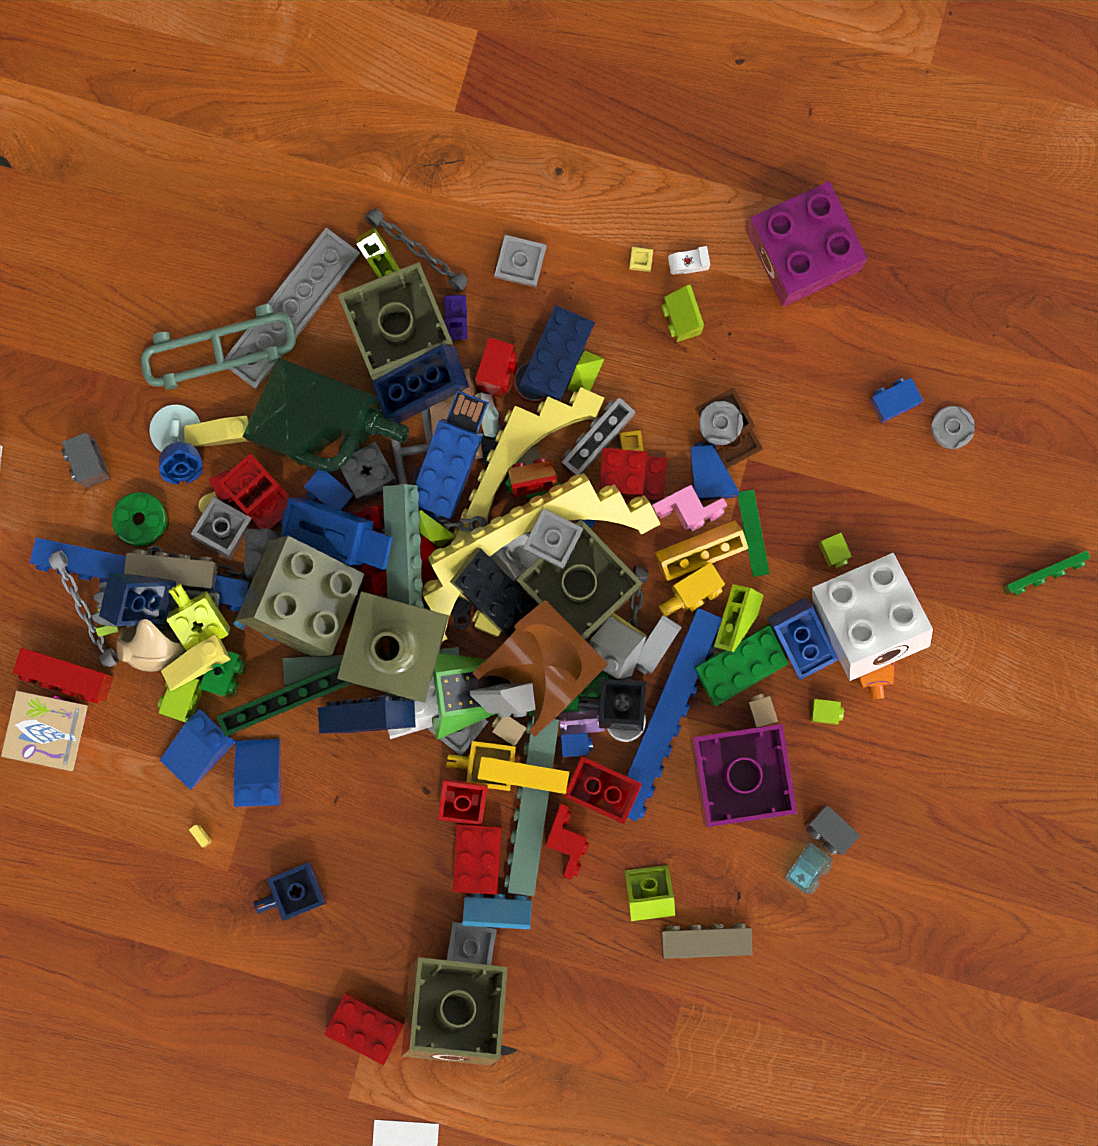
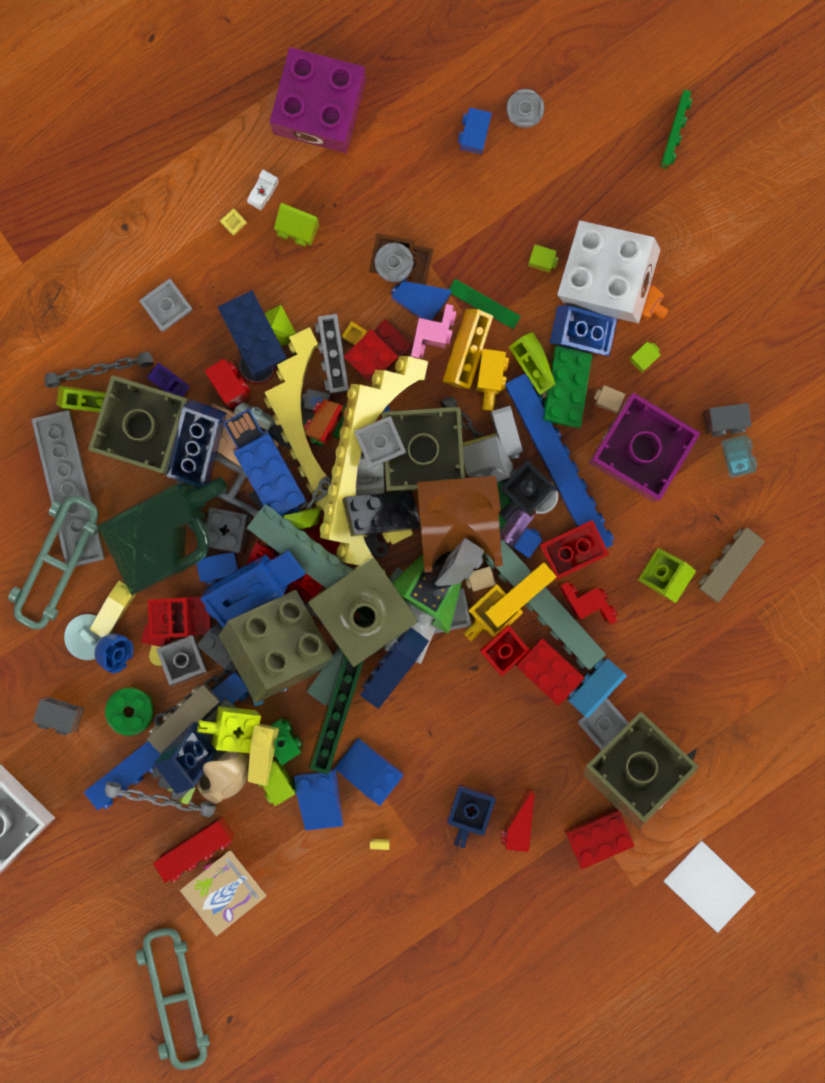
camera: 50 degrees left, 5 degrees up
(313, 947) = (518, 827): none -> red slope
(545, 450) = (312, 397): none -> dark grey brick

